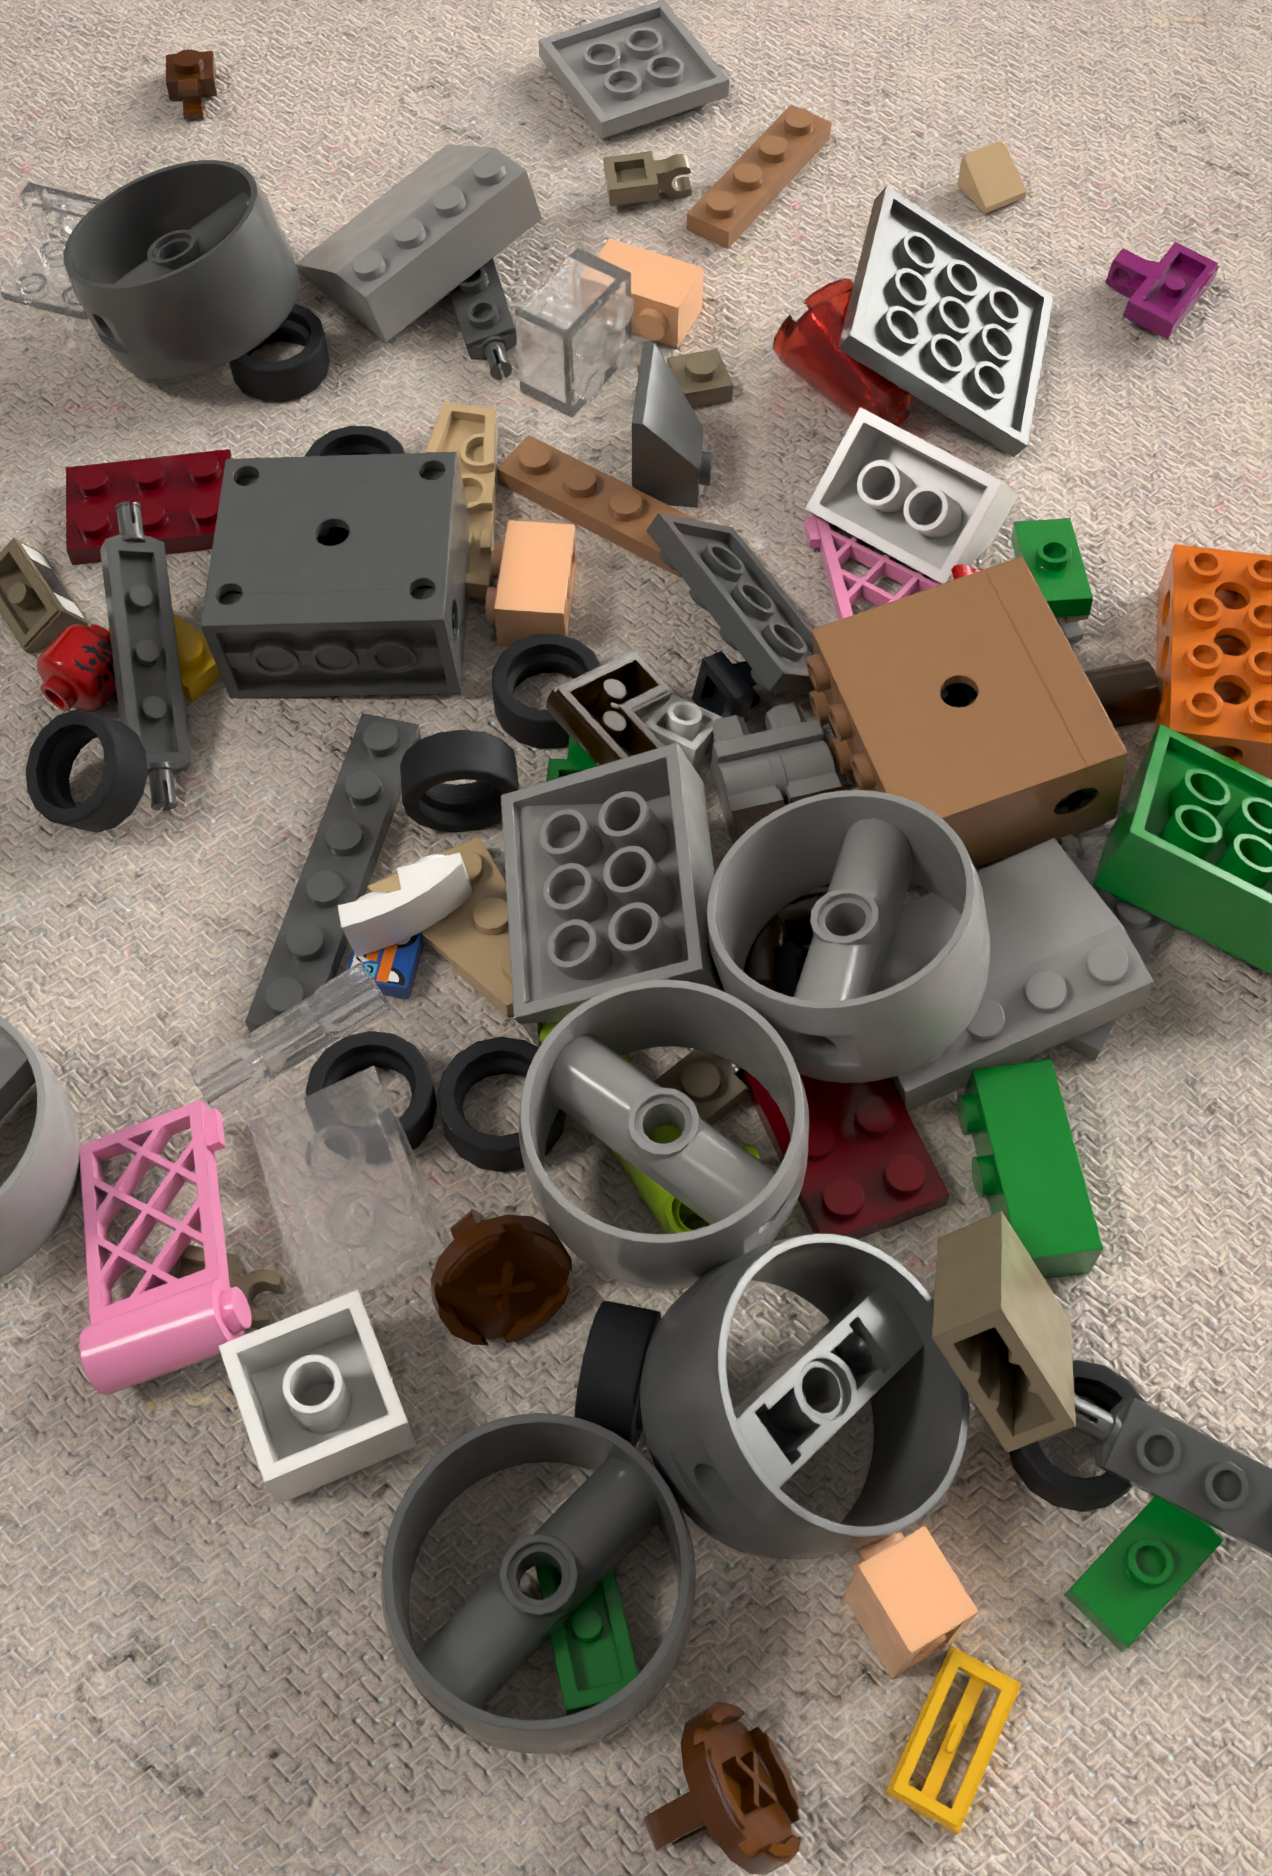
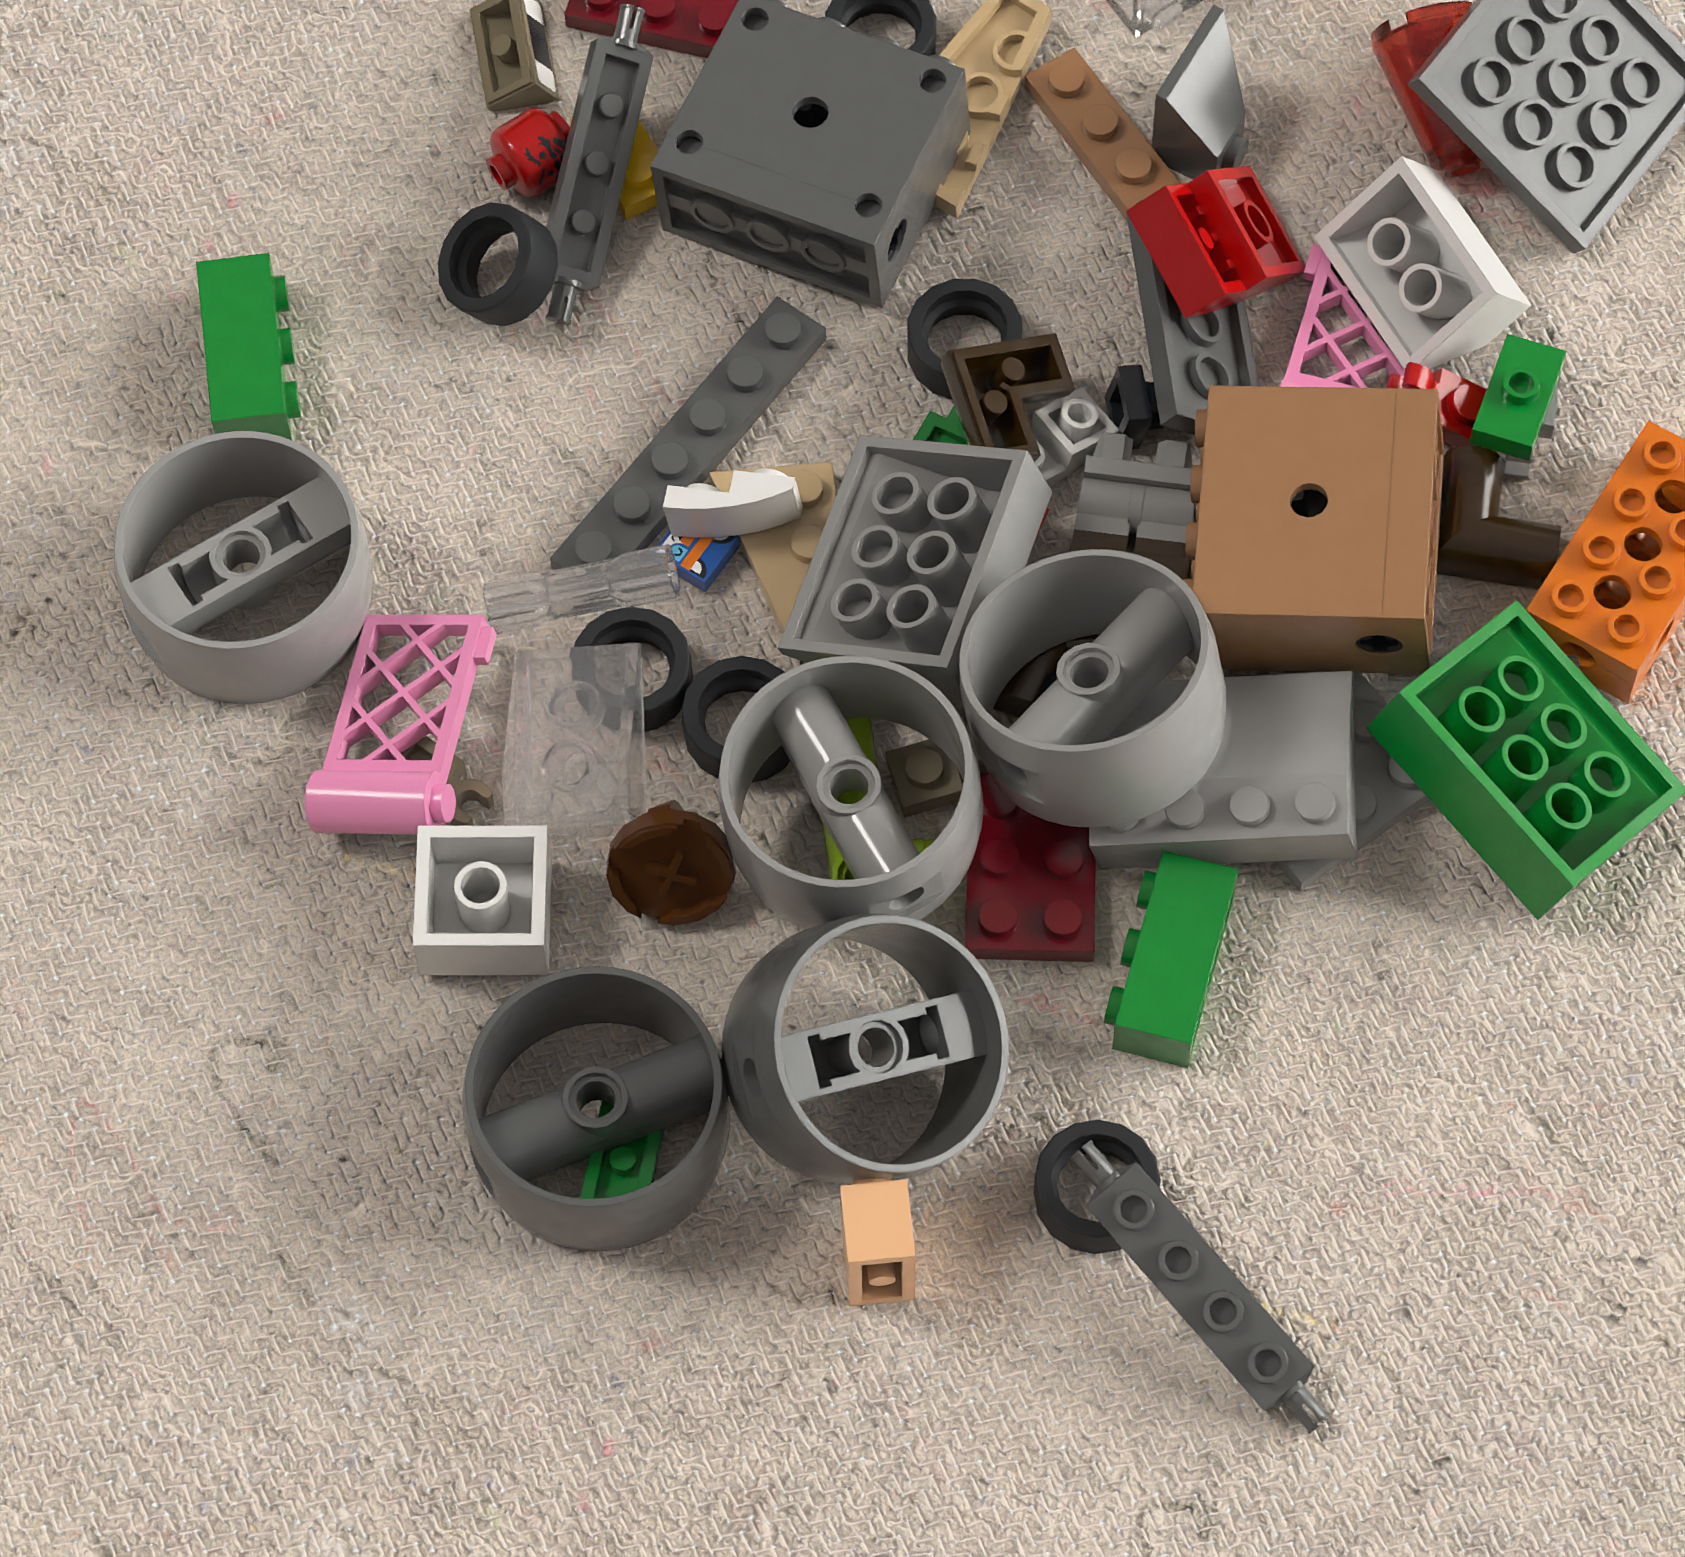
camera: 25 degrees right, 5 degrees up
(451, 758) = (831, 402): black tyre -> none
(534, 580) = (1002, 219): light nougat brick -> none
(613, 1368) = (722, 968): black tyre -> none
(701, 377) = (1280, 40): dark tan plate -> none
(732, 528) = (1216, 240): none -> red slope
(735, 1793) = (674, 1317): reddish brown tile -> none
(924, 1801) = (829, 1398): yellow tile -> none
(1004, 1332) = (1058, 1067): dark tan brick -> none
(1142, 1570) = (1093, 1309): green plate -> none

